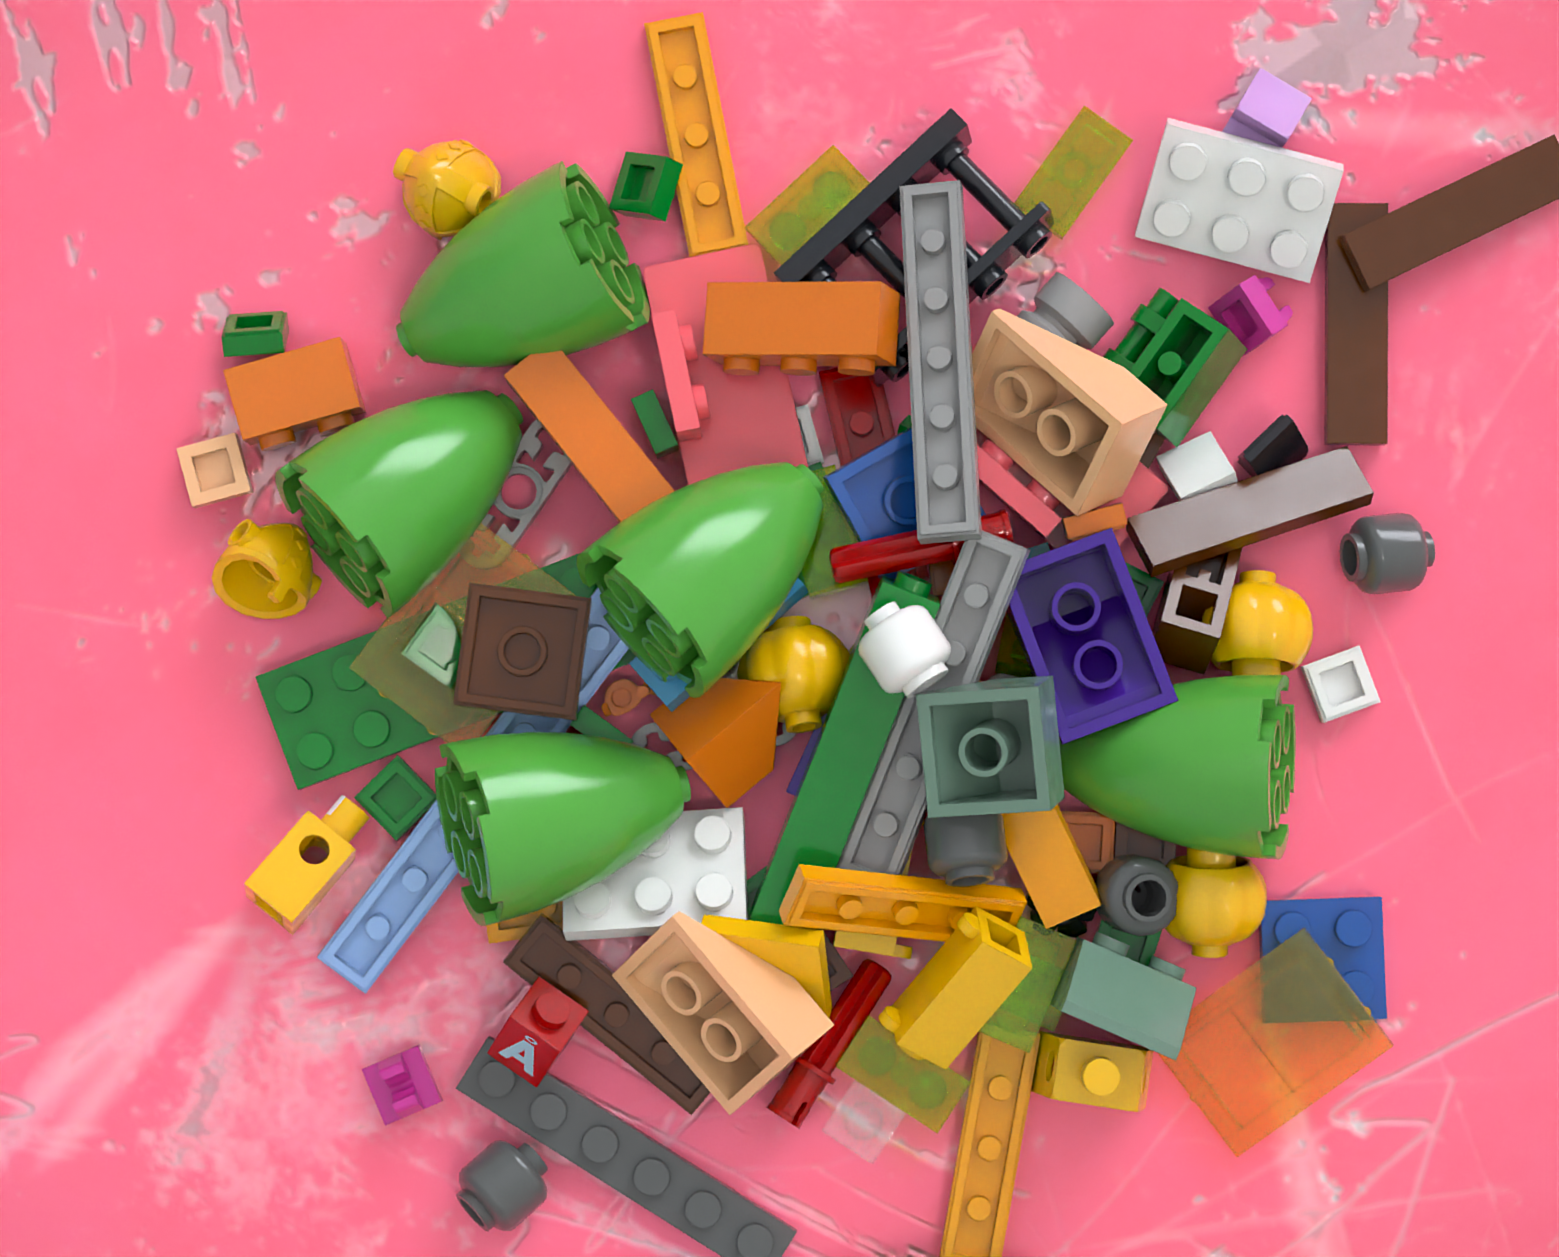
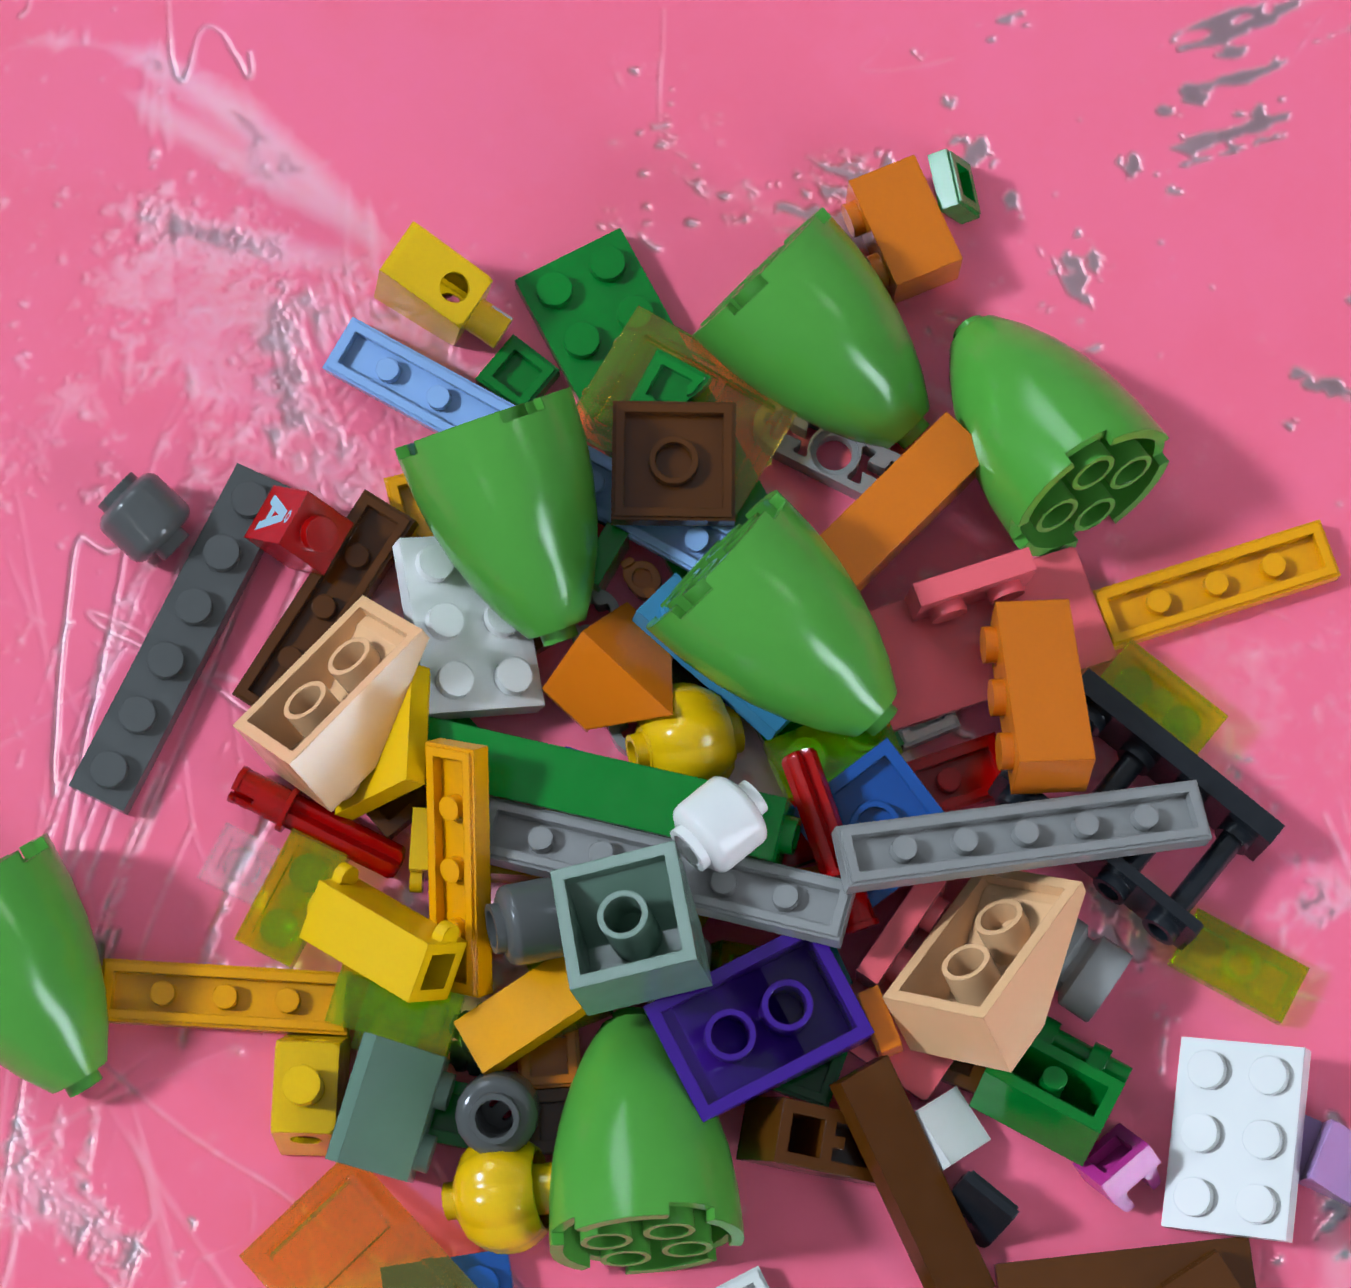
camera: 80 degrees right, 10 degrees down
(214, 470) = (815, 166): light nougat plate -> none
(266, 570) = (725, 223): yellow helmet -> none
(402, 1085) = (237, 414): dark pink tile -> none
(446, 185) = (1131, 342): yellow helmet -> none
(645, 186) = (1156, 539): green plate -> none
(655, 424) = (927, 565): green tile -> none
(1264, 627) = (792, 1214): yellow plant -> none

